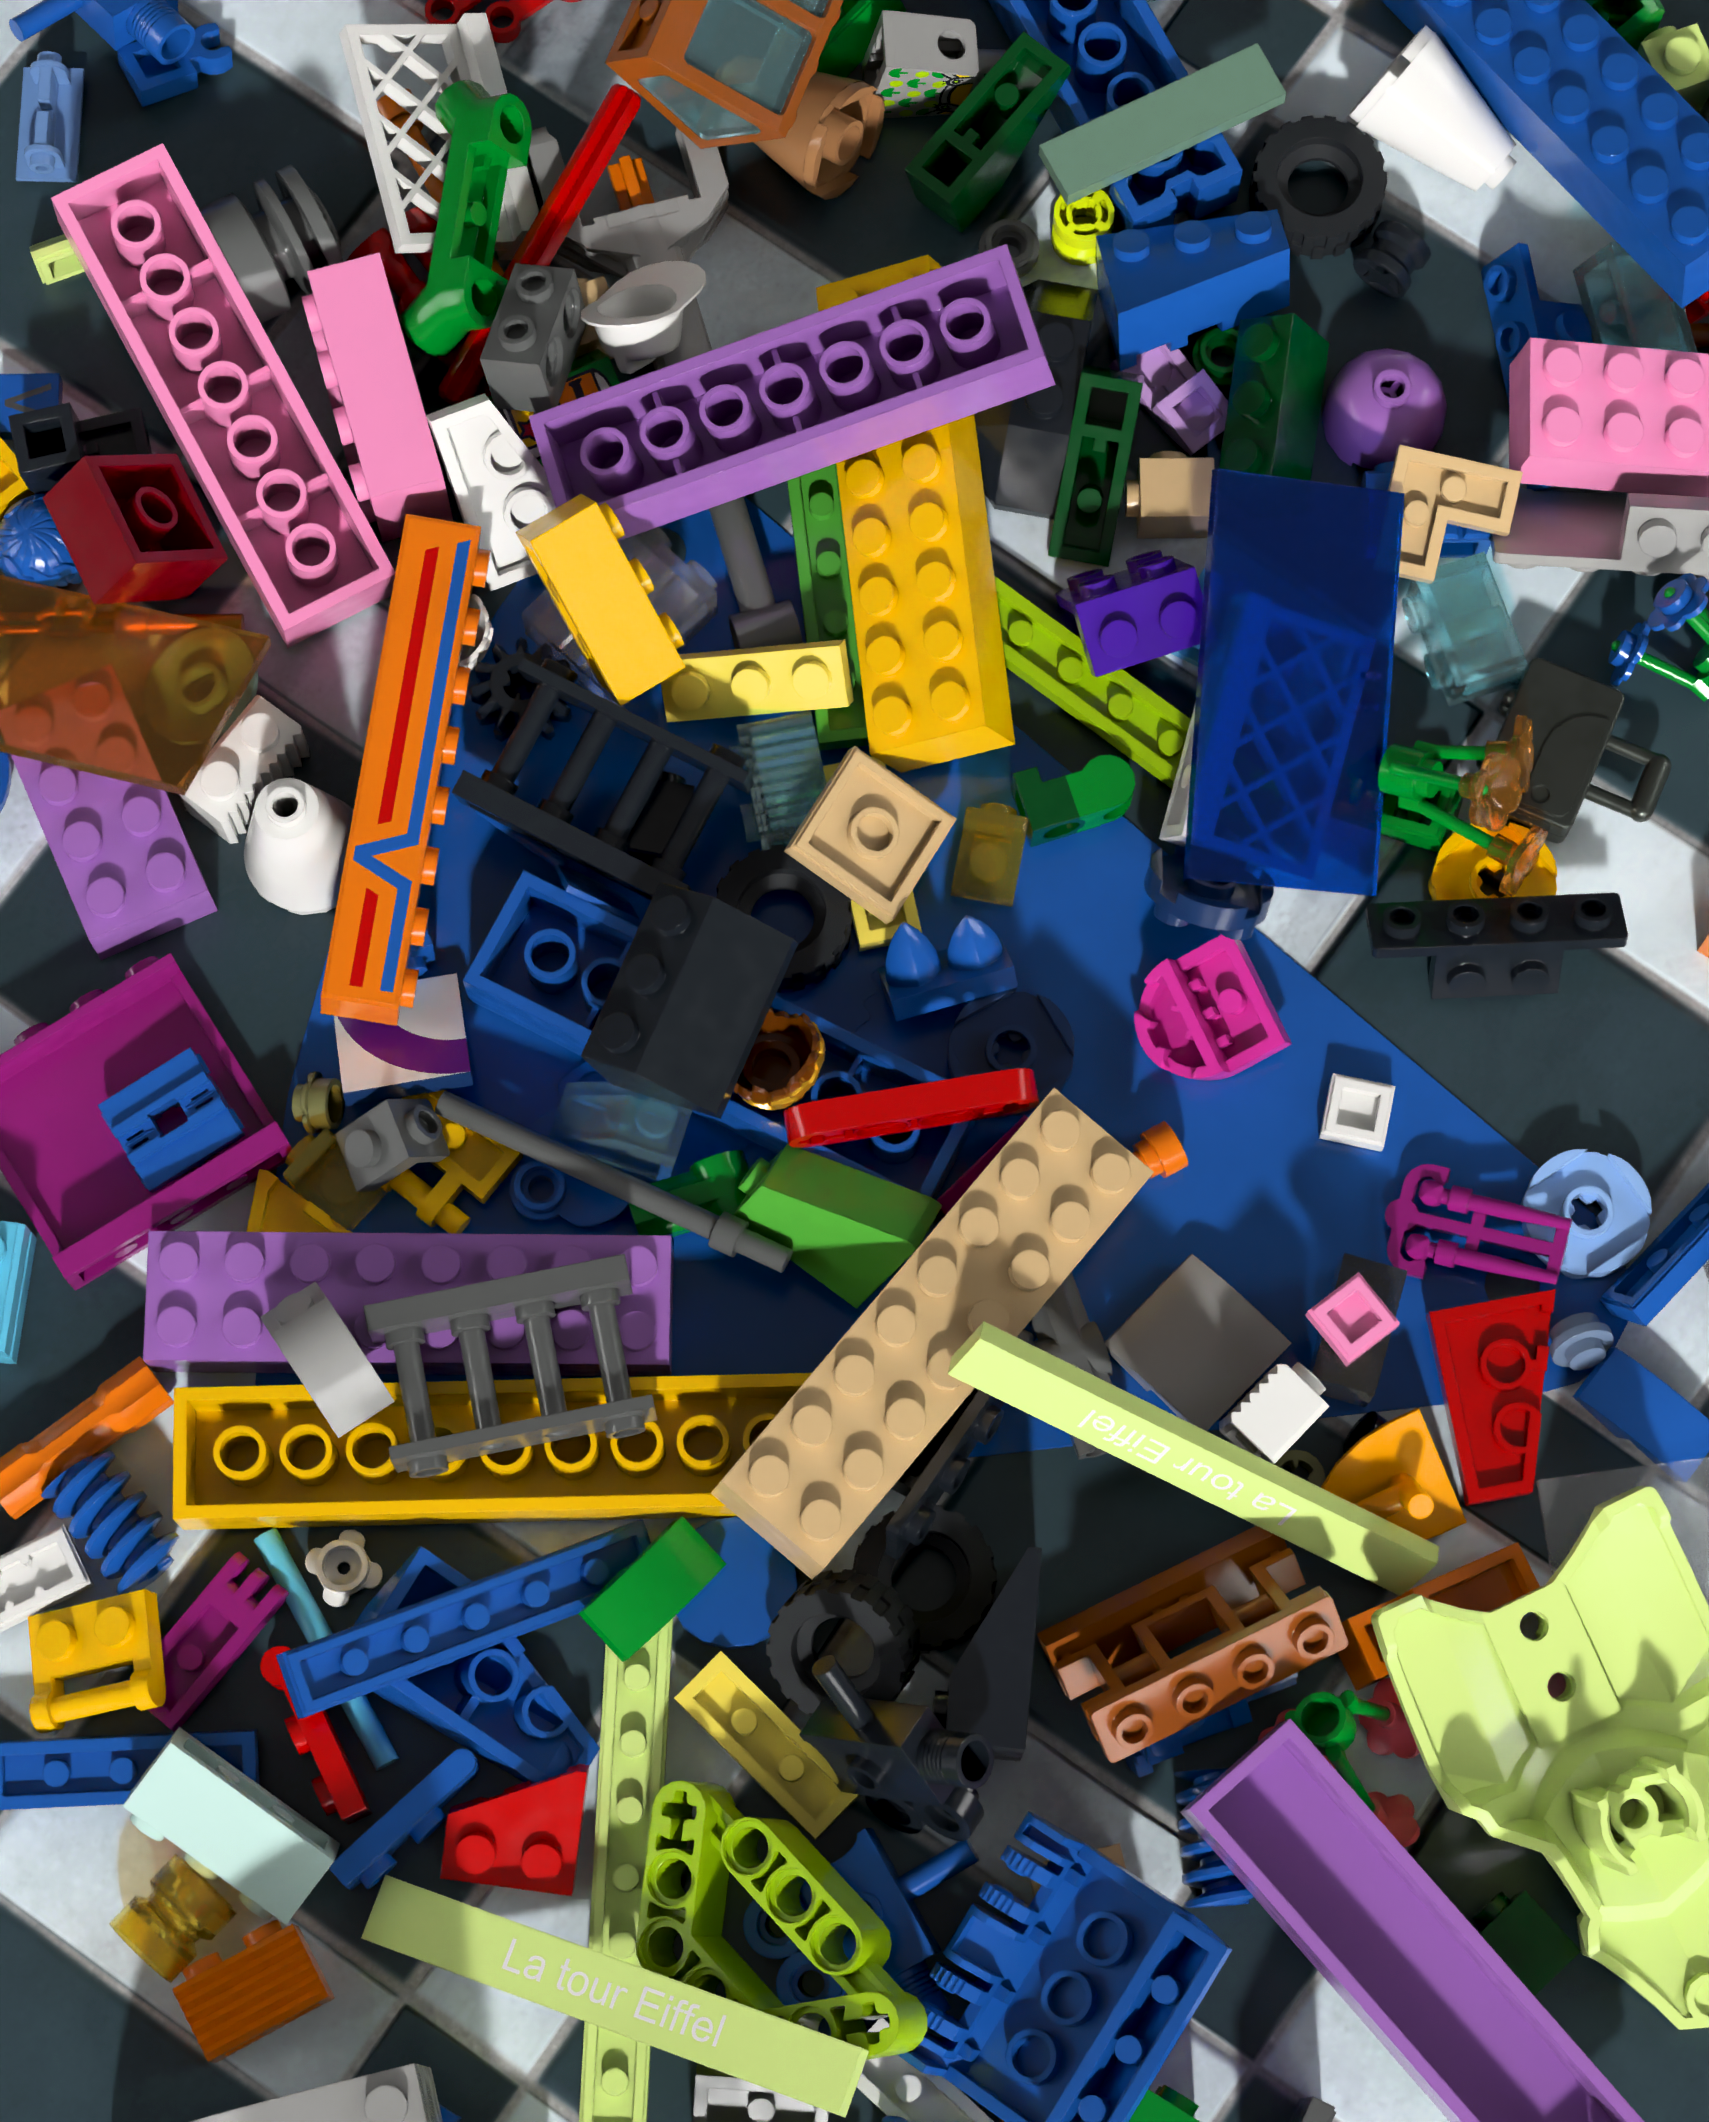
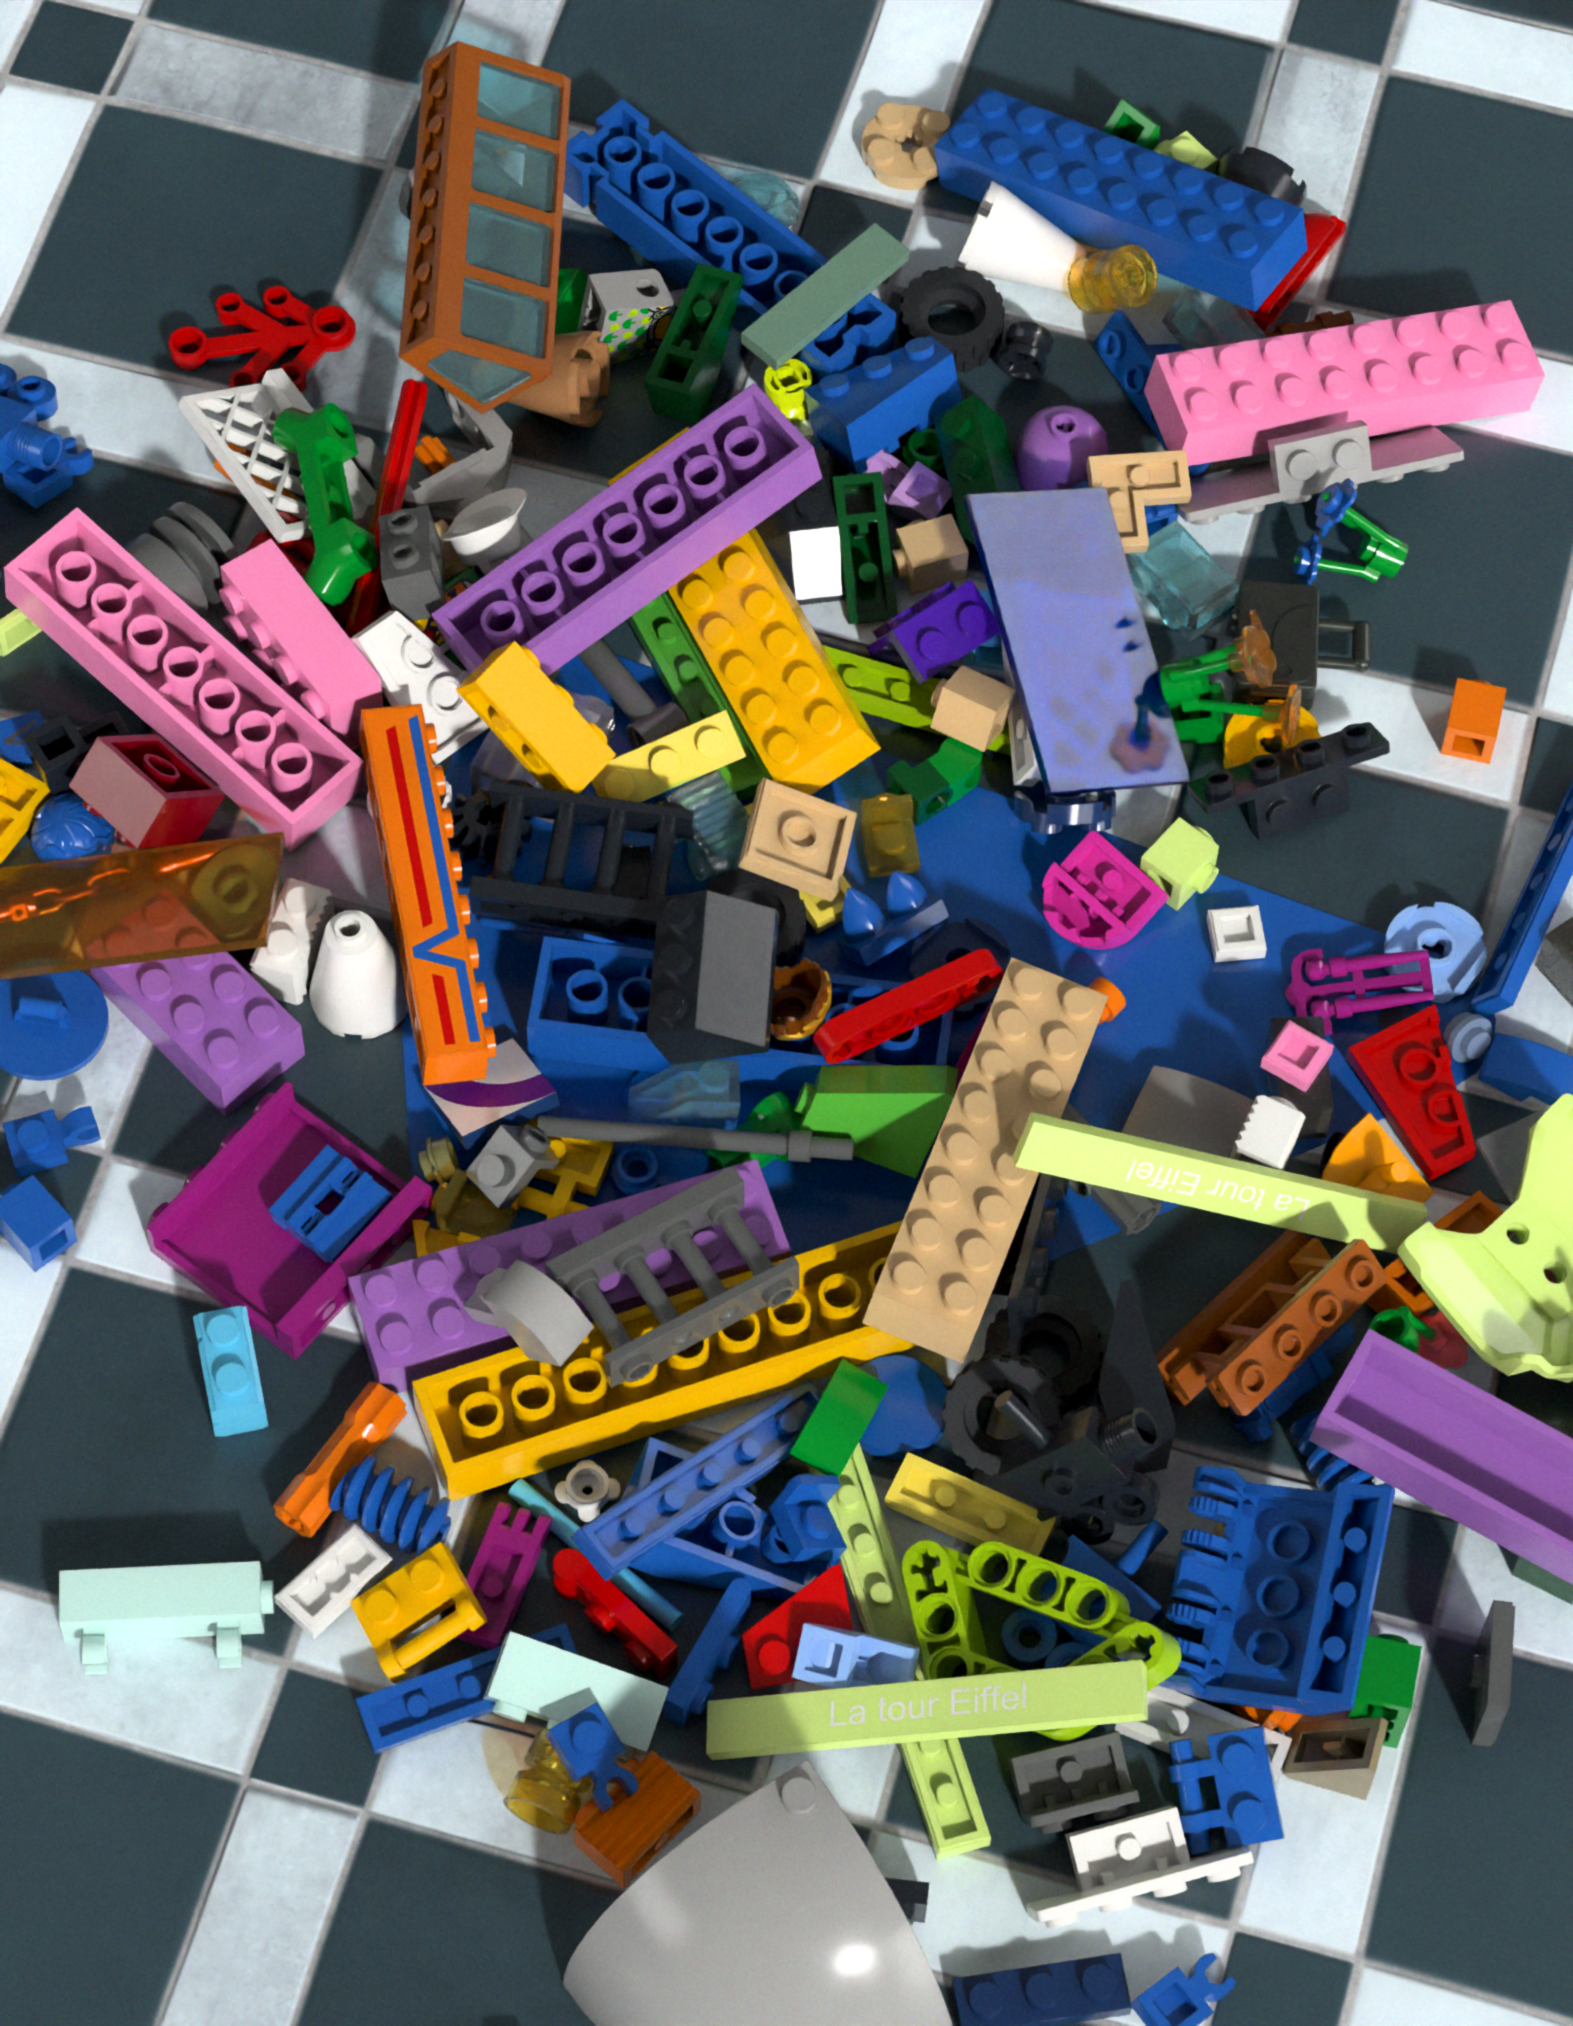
camera: 20 degrees left, 15 degrees down
(215, 1907) = (590, 1748): none -> blue plate
(558, 1889) = (852, 1658): none -> light blue slope
(574, 1698) = (806, 1519): none -> blue bracket
(1139, 729) = (971, 707): none -> tan brick
(1322, 1003) = (1181, 862): none -> yellowish green brick
(1528, 202) = (1112, 279): none -> clear yellow wheel

